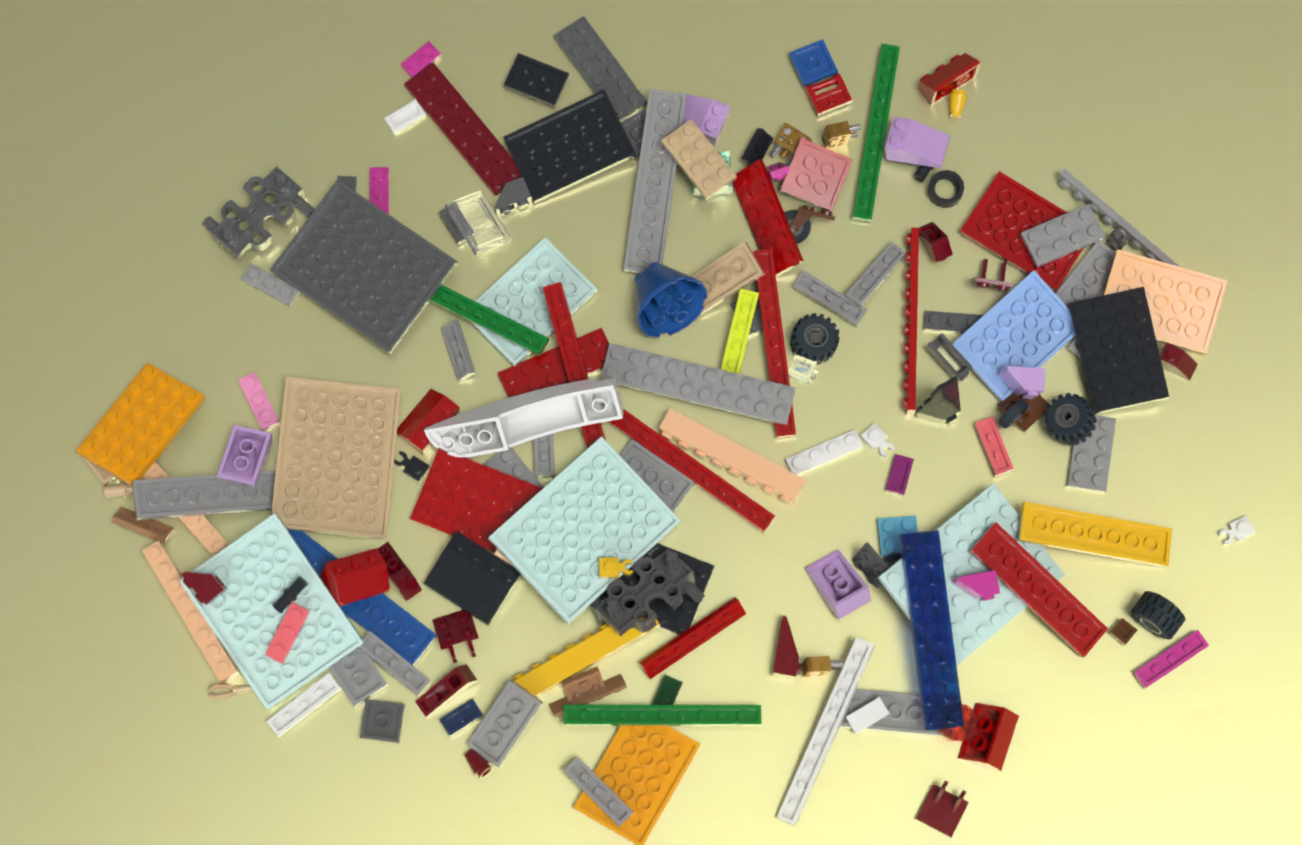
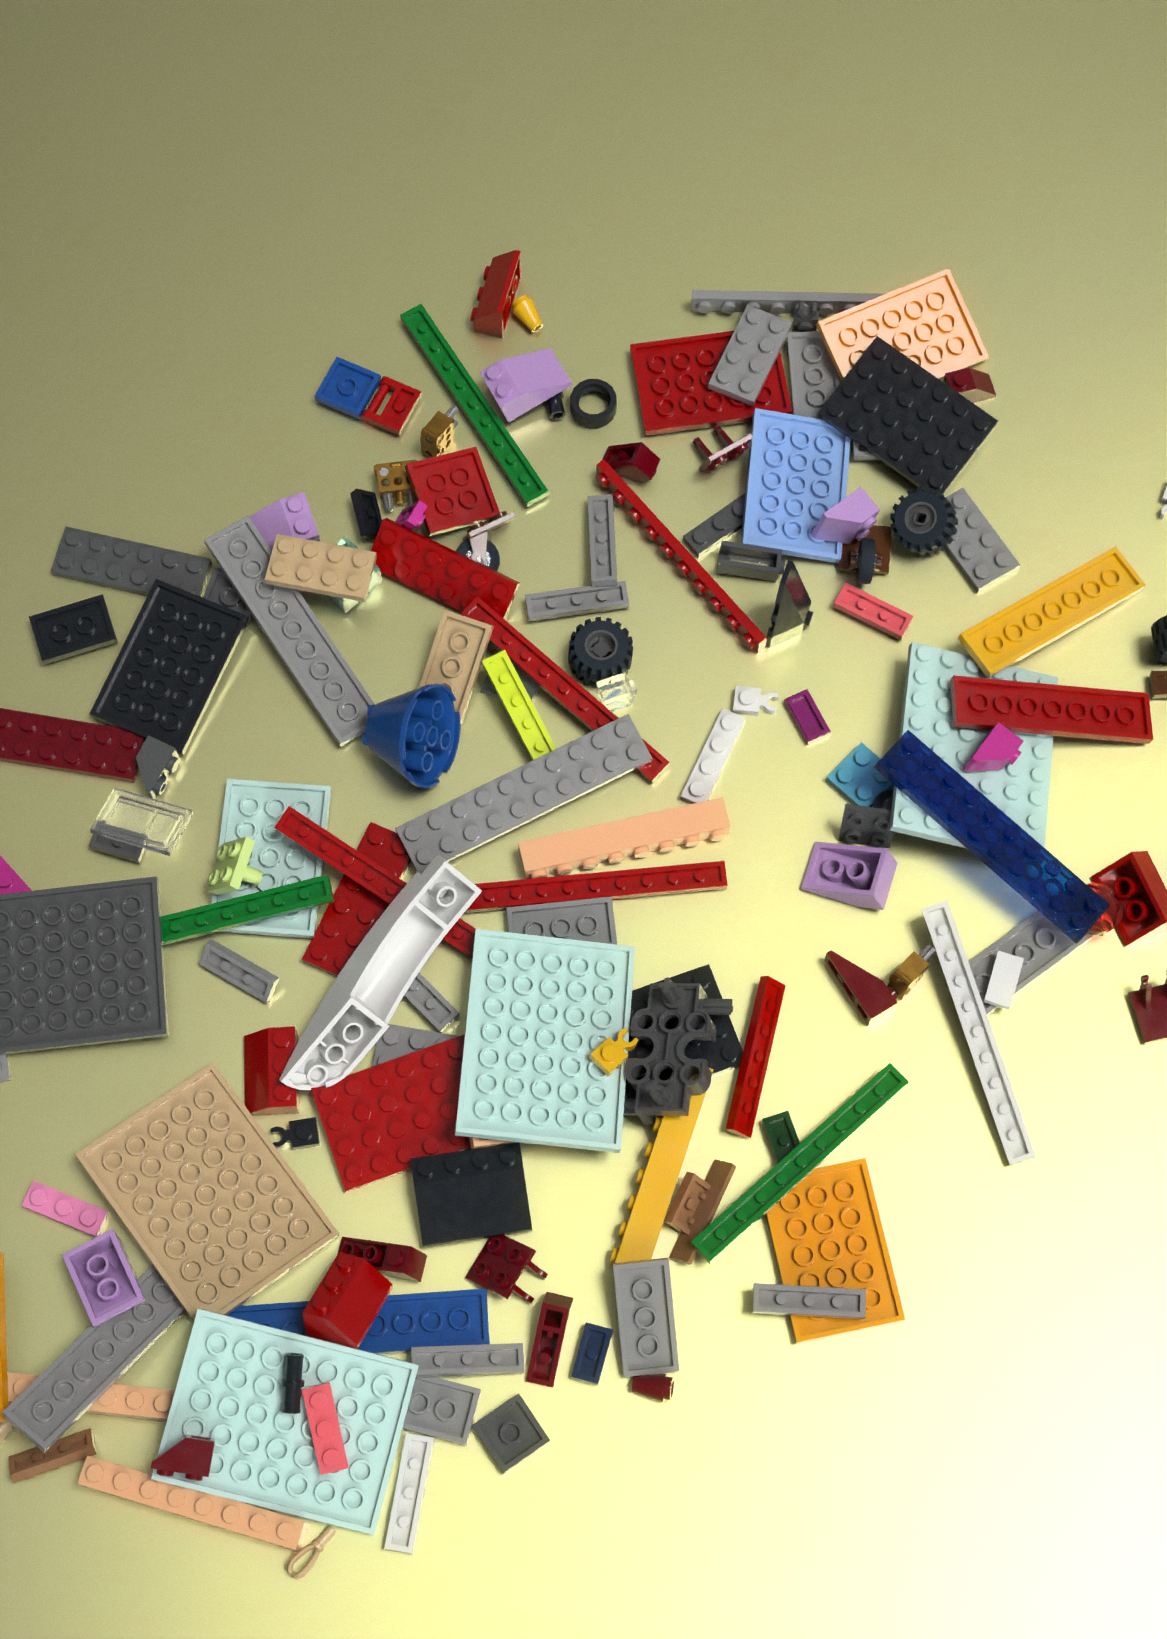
camera: 40 degrees left, 5 degrees down
(502, 290) = (233, 867): none -> yellowish green plate

